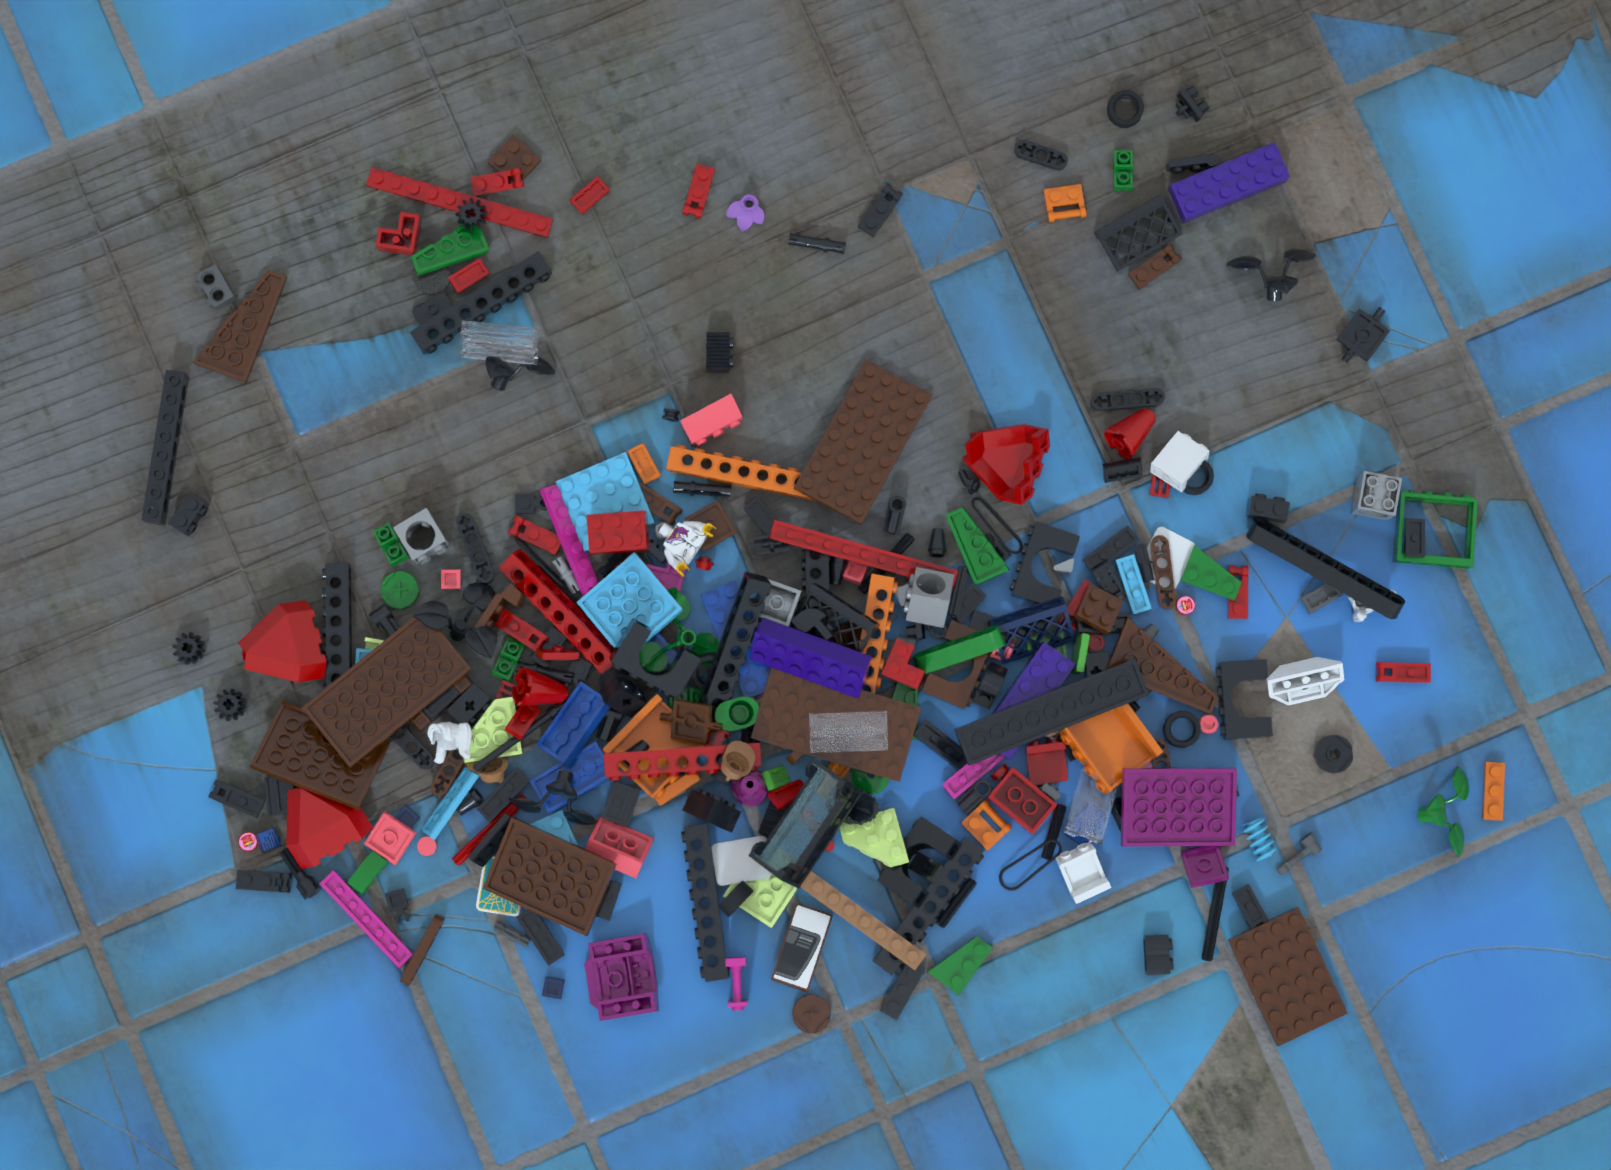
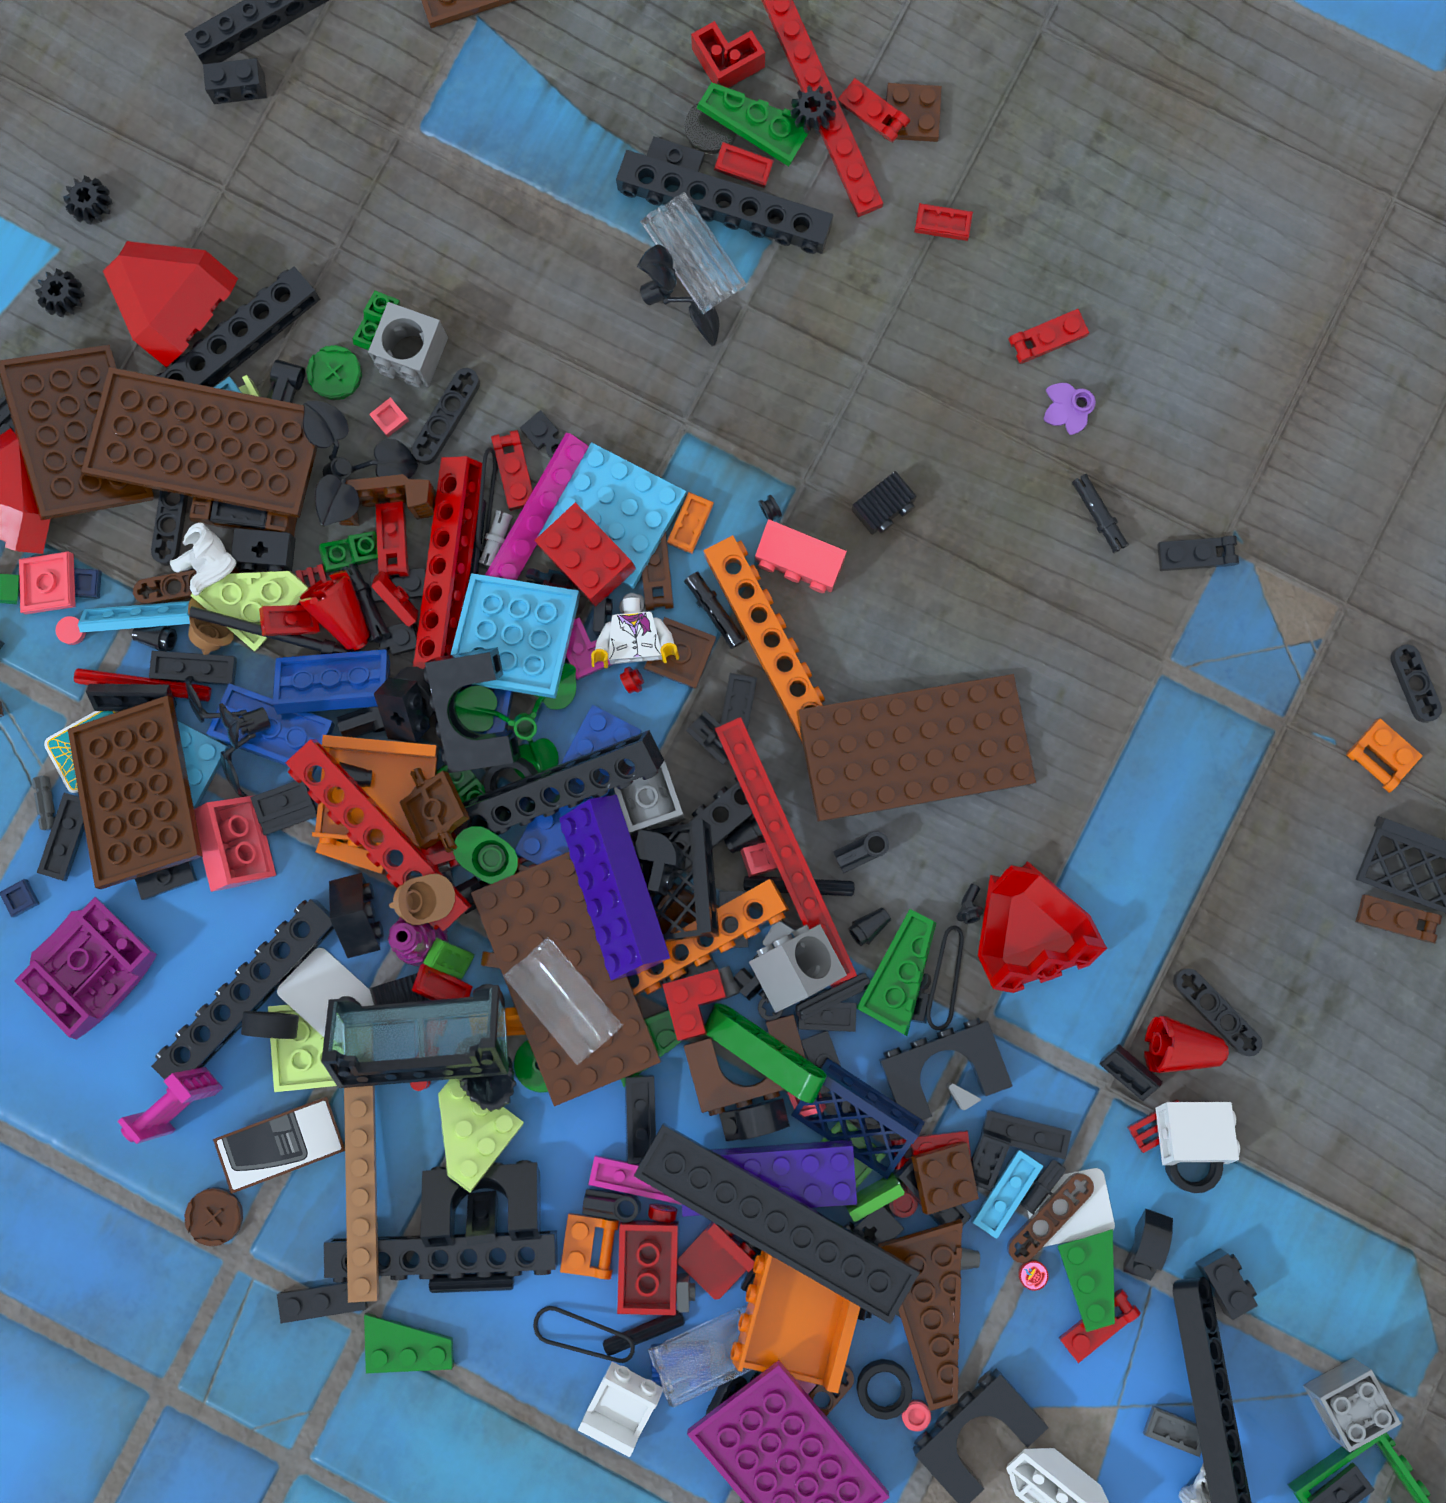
camera: 60 degrees right, 0 degrees up
(1218, 532) = (1150, 1245): none -> black brick

